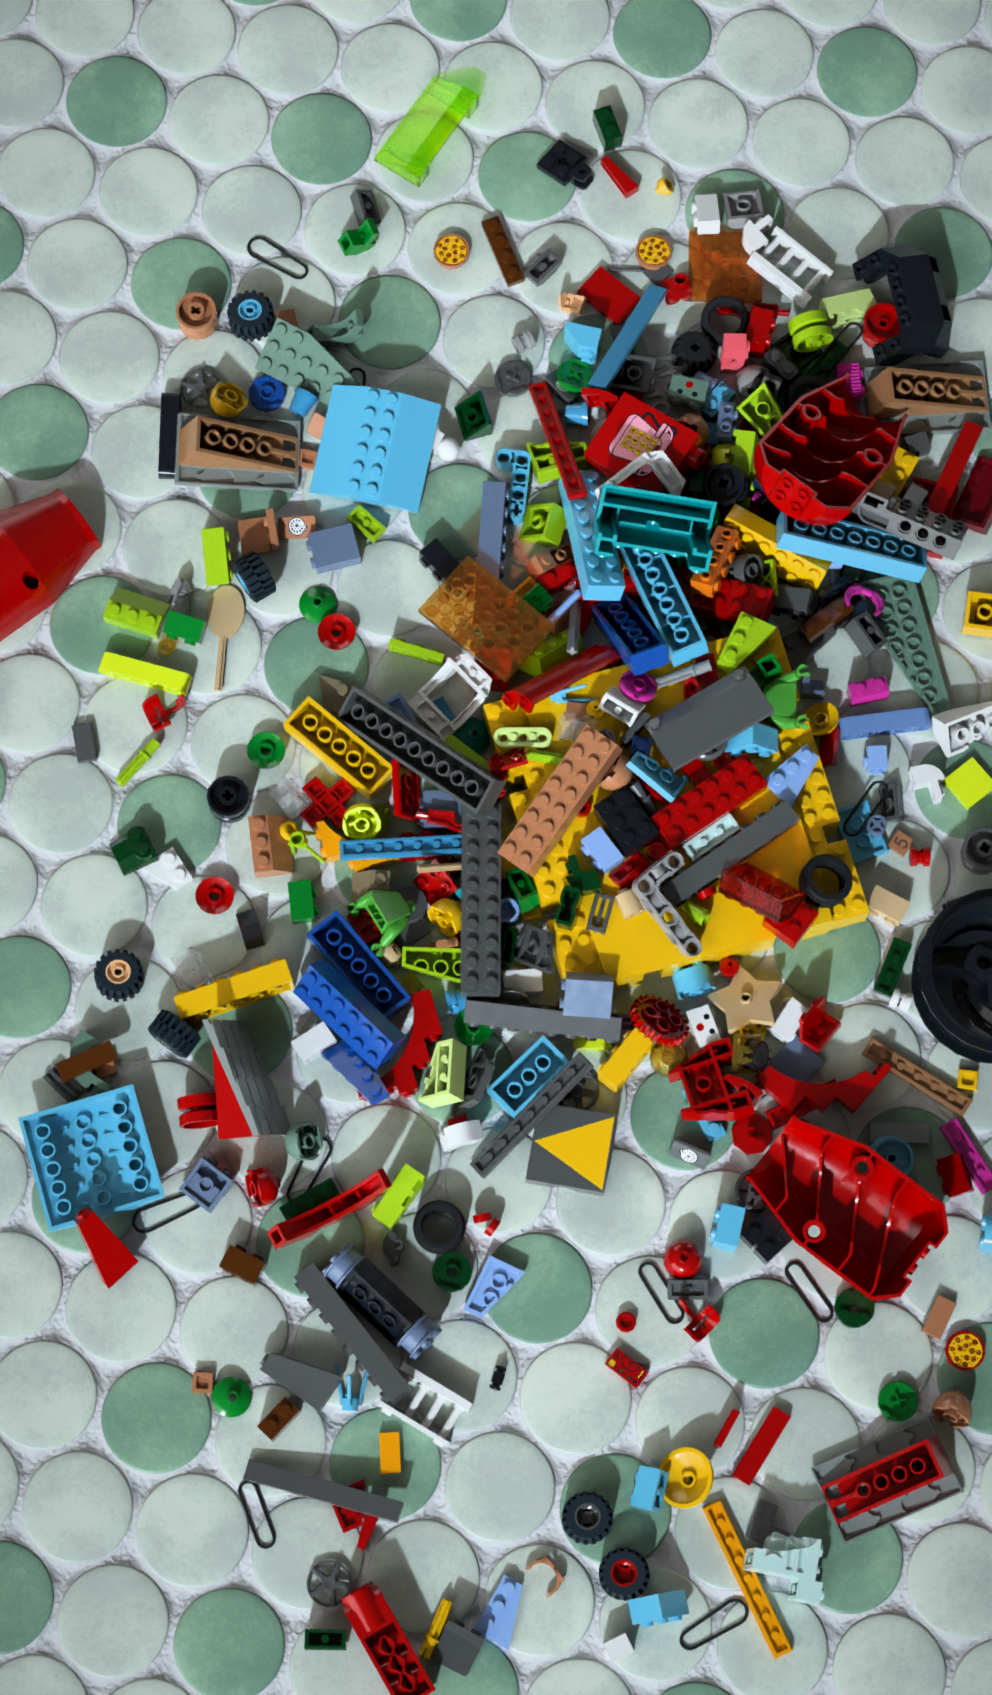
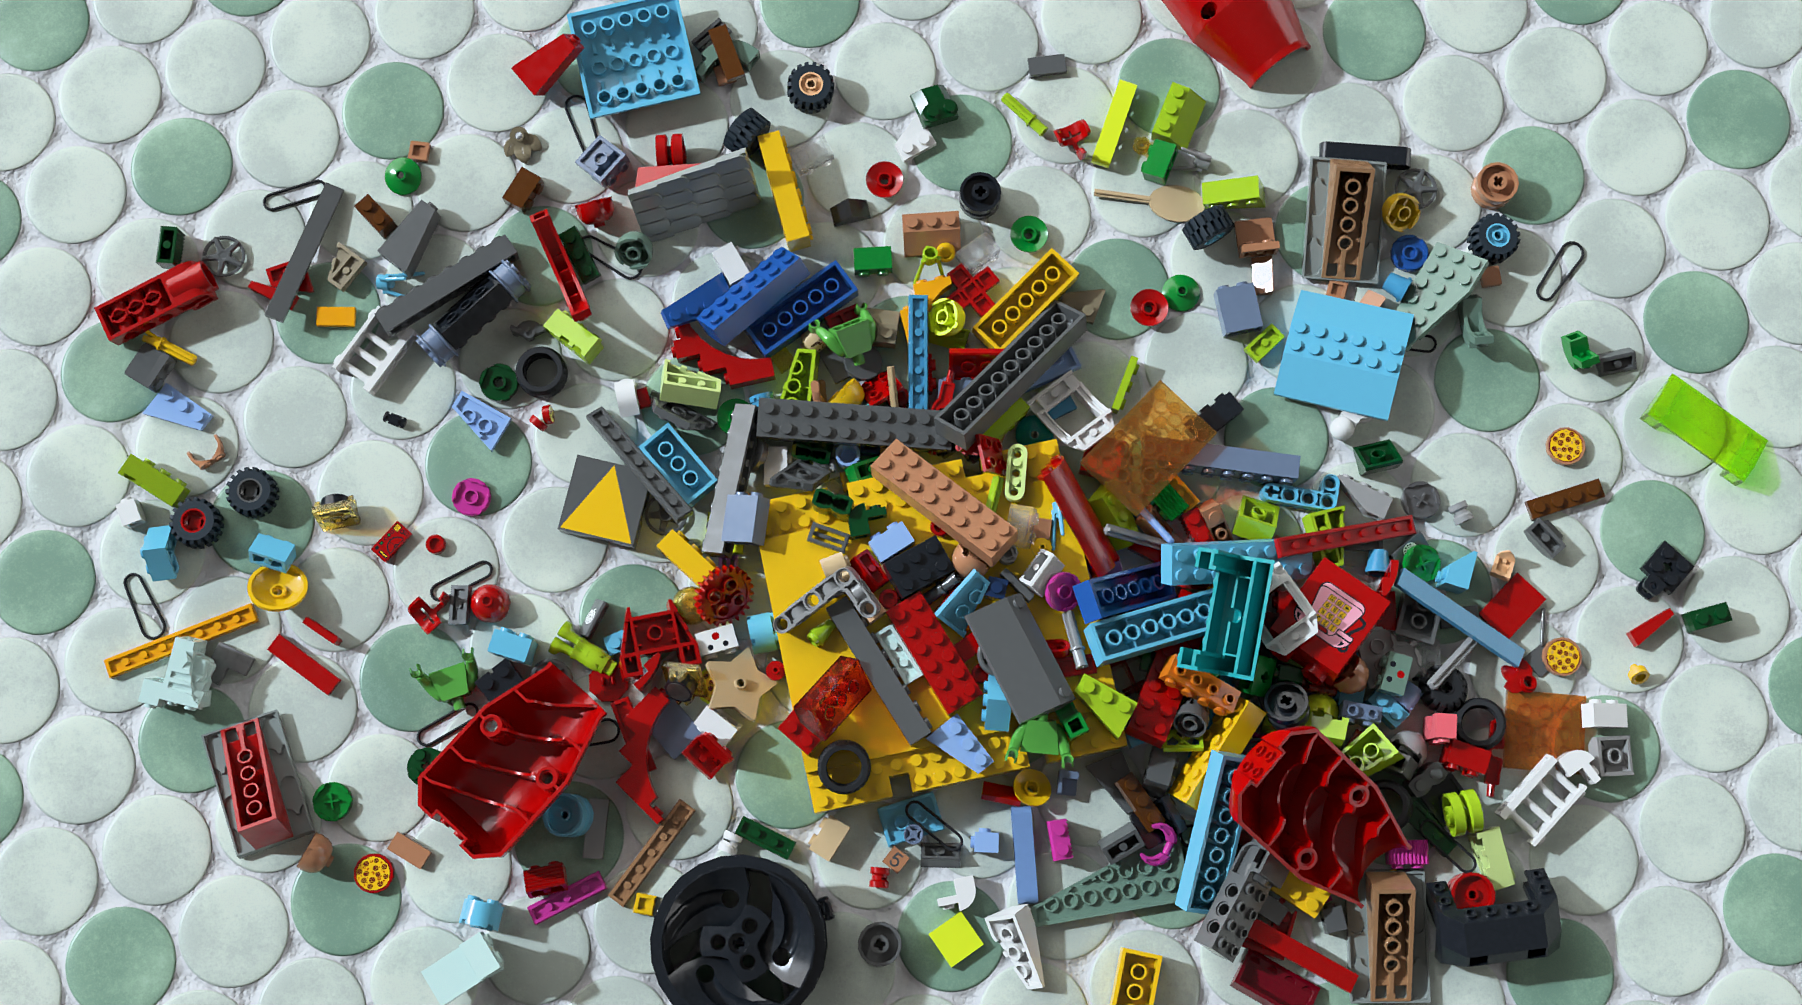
camera: 95 degrees right, 5 degrees up
(194, 1272) = (521, 147): none -> dark tan plate
(336, 1448) = (345, 267): none -> dark tan wing
(517, 425) = (1367, 500): none -> light grey slope
(573, 1290) = (471, 497): none -> dark pink tile
(583, 1622) = (154, 481): none -> lime wedge
(601, 1425) = (336, 512): none -> clear yellow piece
(671, 344) = (1451, 663): none -> light grey axle
(707, 893) = (840, 645): red tile -> none
(725, 1159) = (583, 651): none -> lime piece
(767, 1288) = (451, 682): none -> bright green torso

